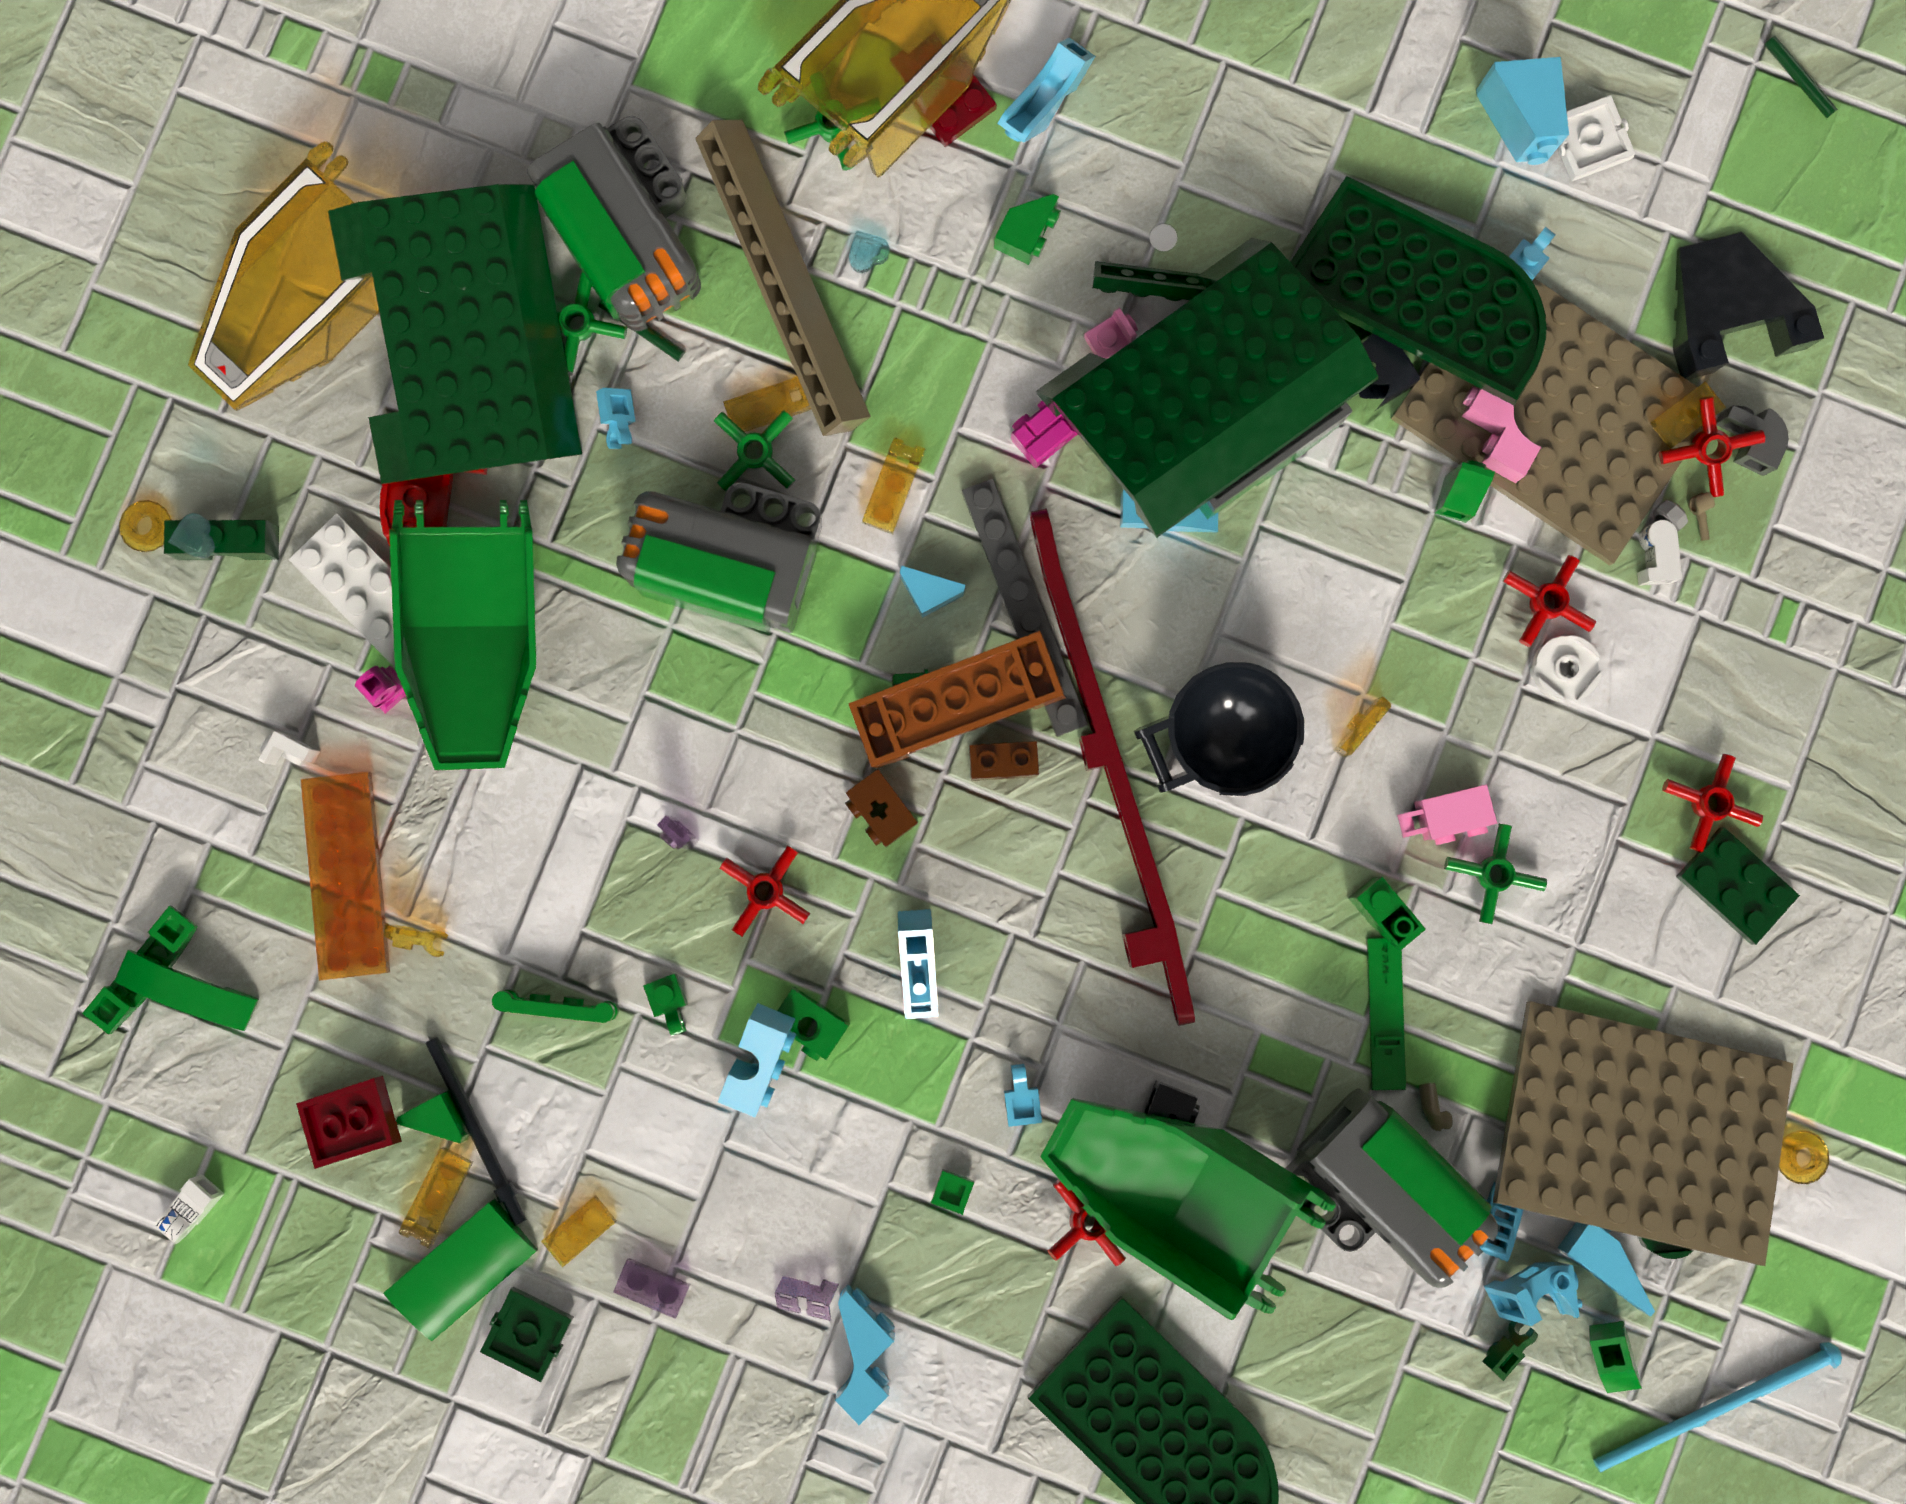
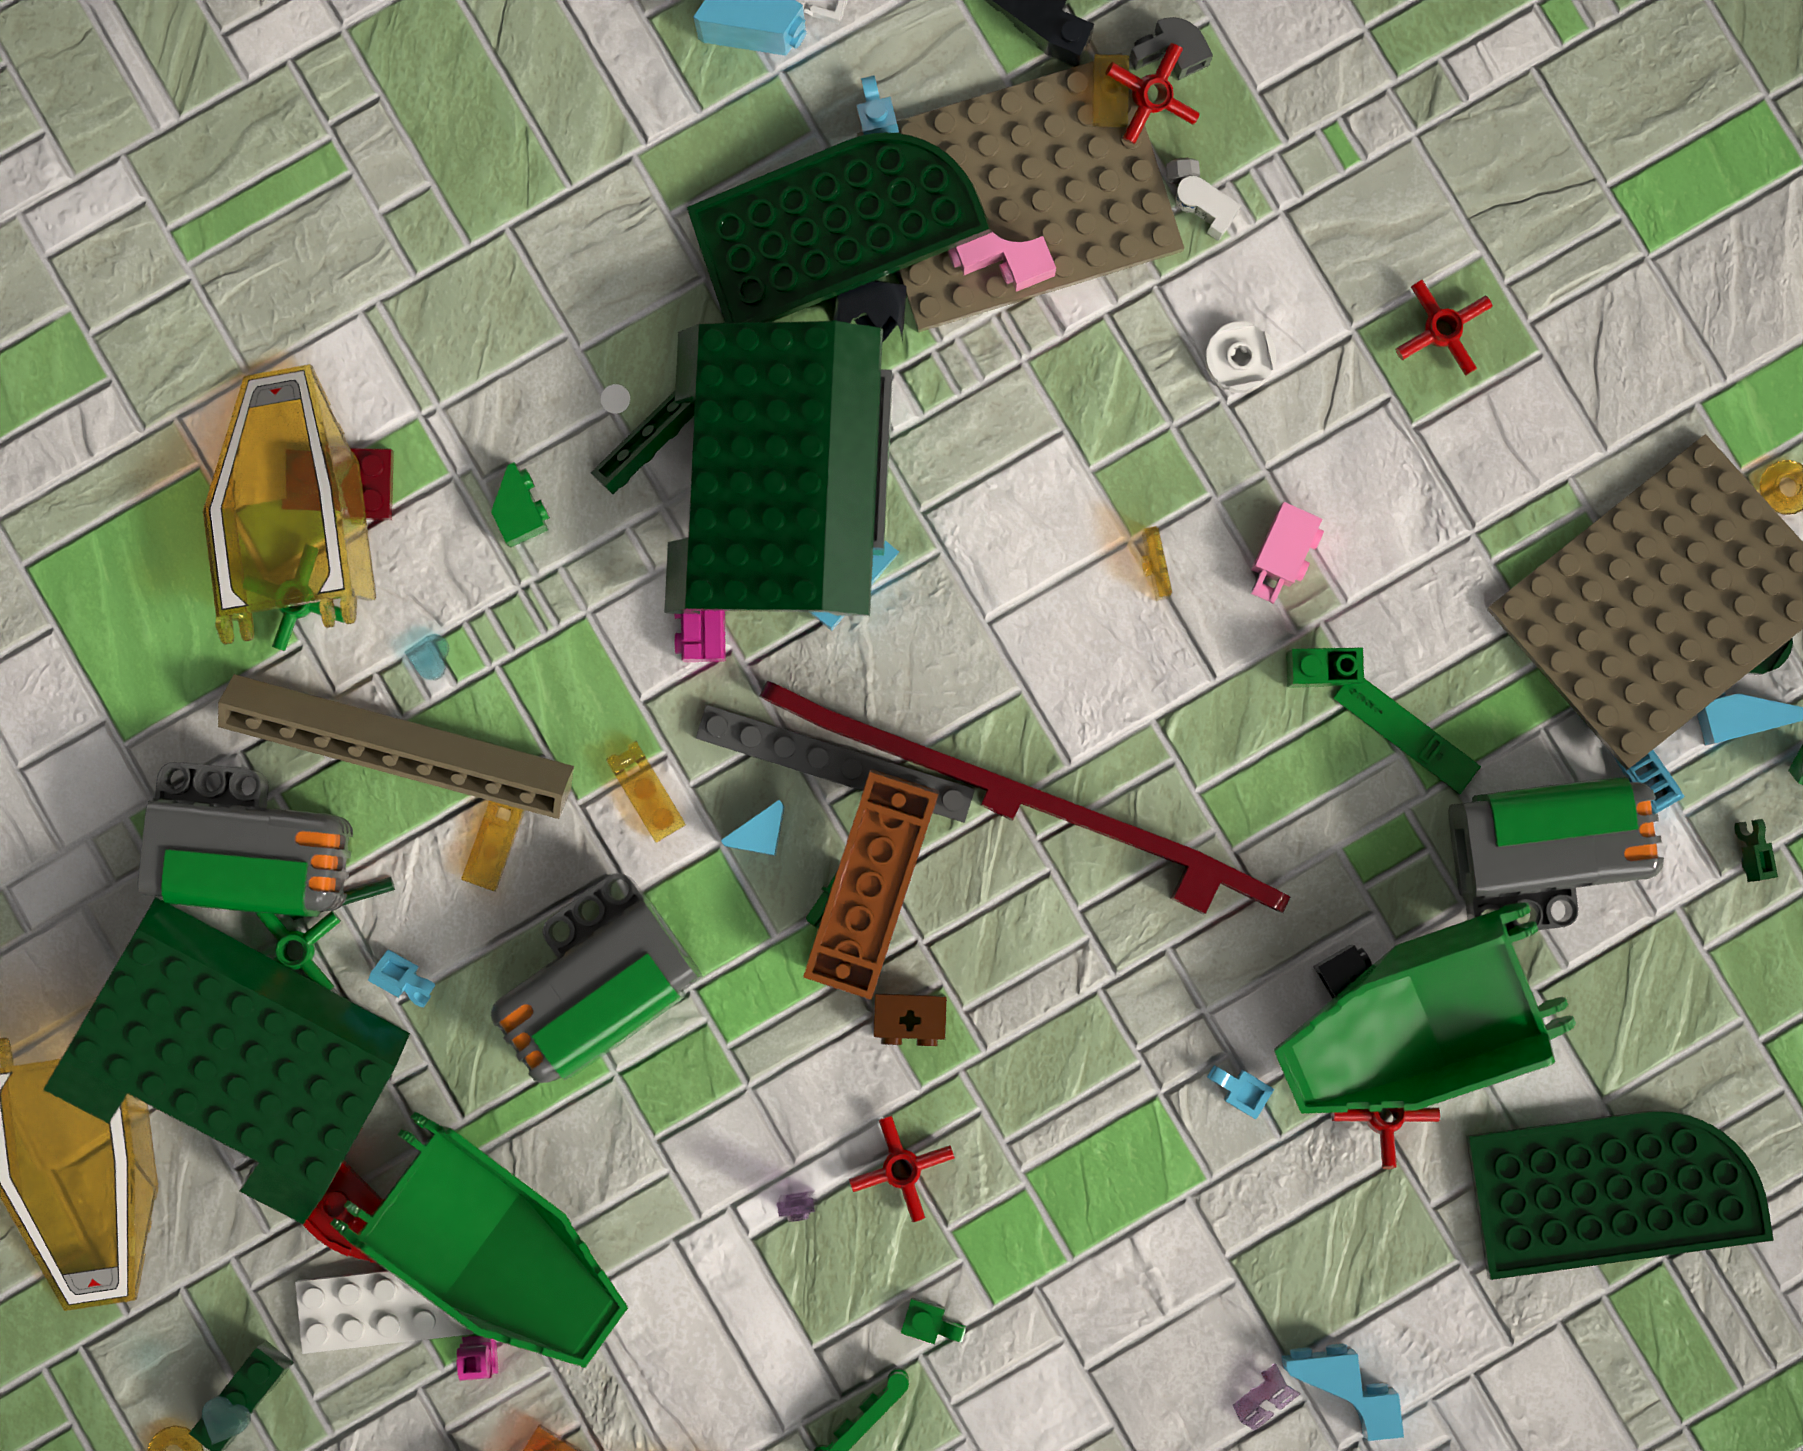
camera: 45 degrees left, 0 degrees up
(744, 440) = (525, 901): green bar -> none
(766, 1037) = (1027, 1264): arch -> none
(830, 1025) = (1020, 1216): green brick -> none
(917, 963) = (1062, 1088): slope -> none
(952, 1191) = (1273, 1208): green plate -> none
(1003, 761) = (951, 883): reddish brown brick -> none
(1041, 99) = (417, 402): medium azure arch -> none
(1111, 334) = (665, 509): bright pink bracket -> none
(1229, 730) = (1074, 679): black windscreen -> none
(1431, 1109) = (1512, 758): dark tan arm -> none
(1464, 490) = (1027, 324): green slope -> none
(1508, 877) = (1350, 559): green bar -> none
(1518, 1295) = (1717, 810): medium azure tile -> none
(1560, 595) = (1187, 321): red bar -> none
(1698, 505) = (1192, 139): dark tan hand -> none
(1738, 886) = (1527, 361): dark green plate -> none

